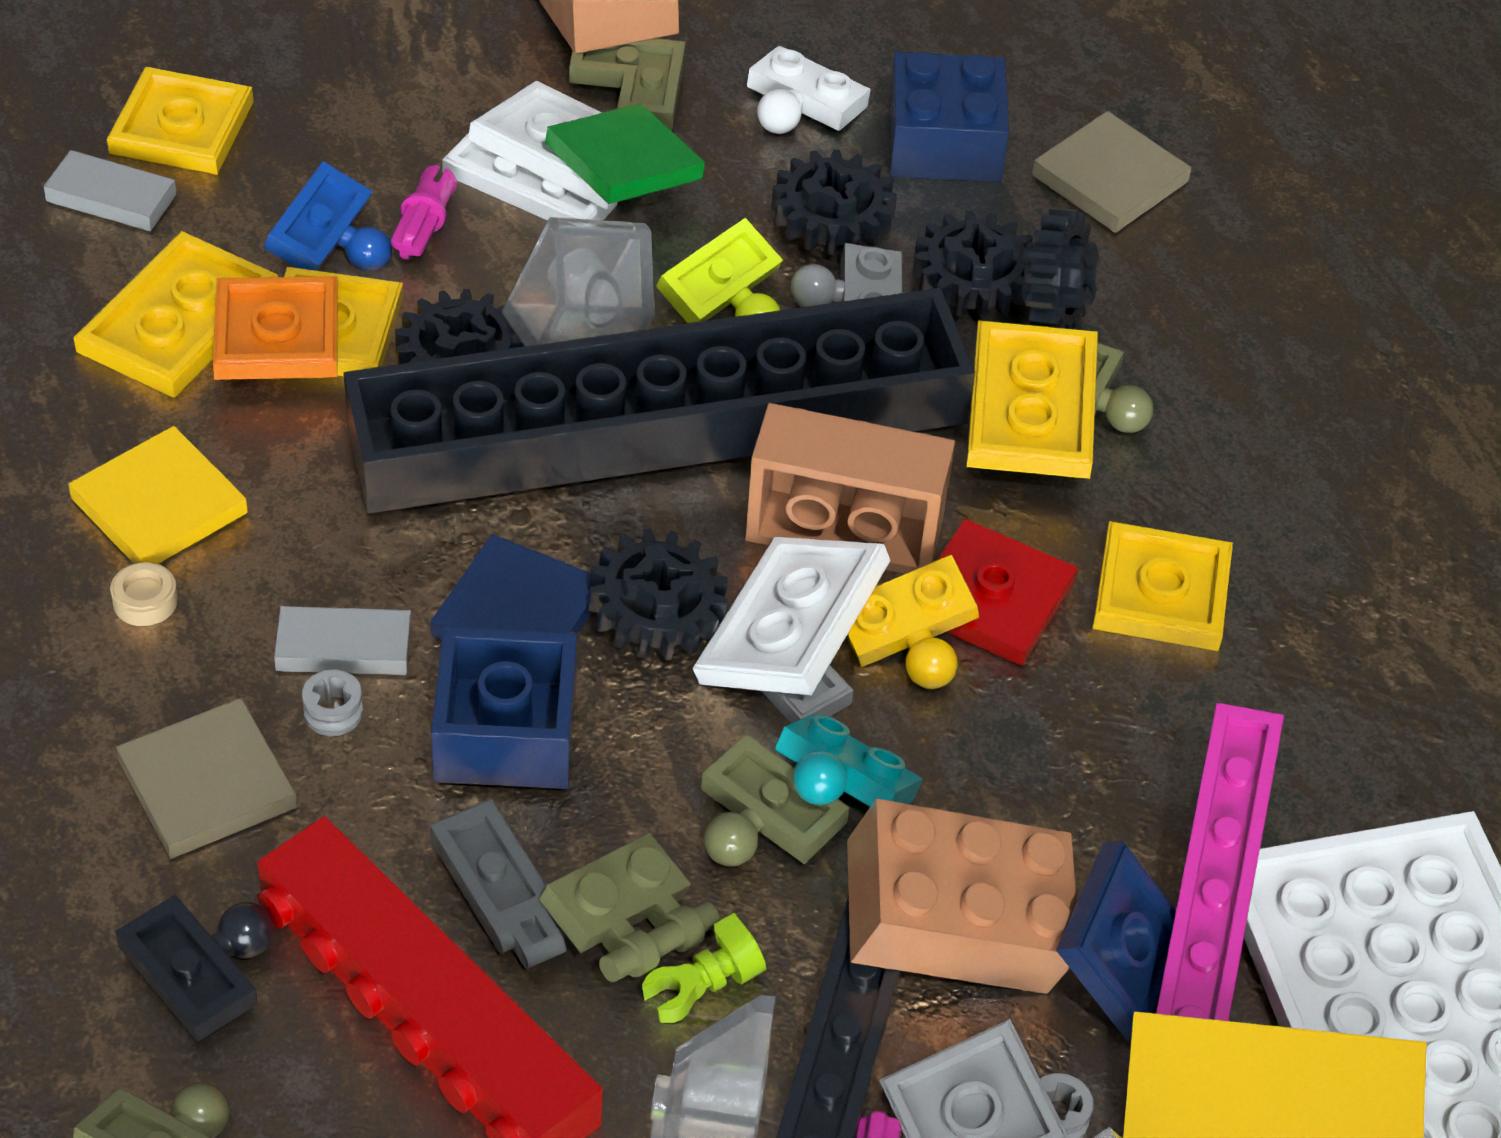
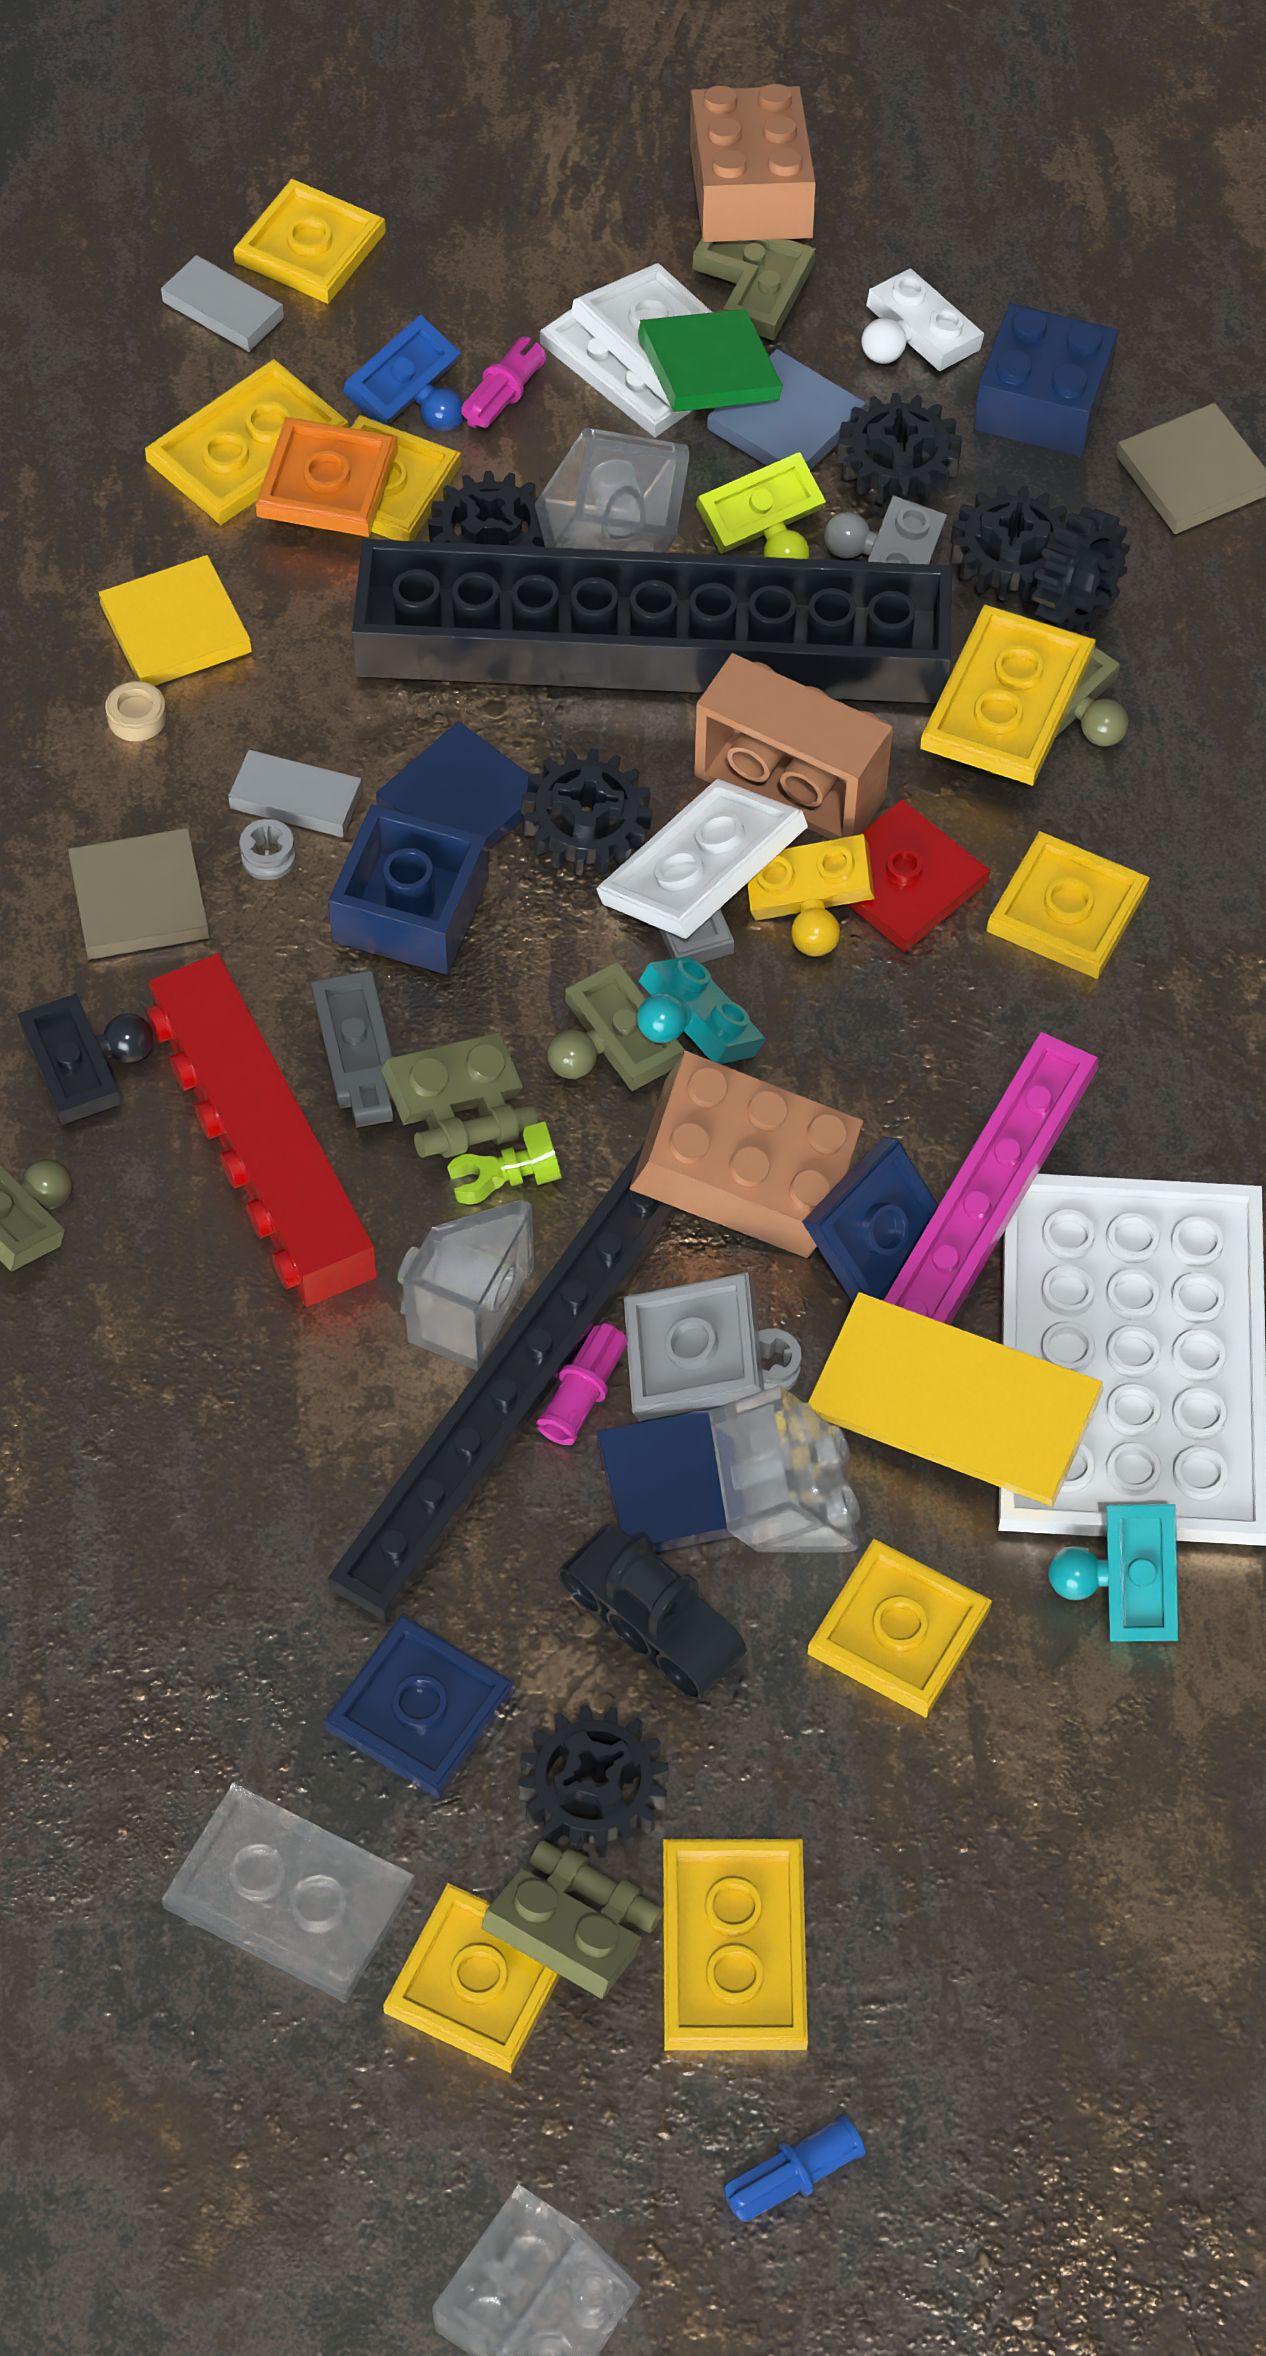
camera: 20 degrees right, 10 degrees up
(728, 192) = (801, 421): none -> sand blue tile

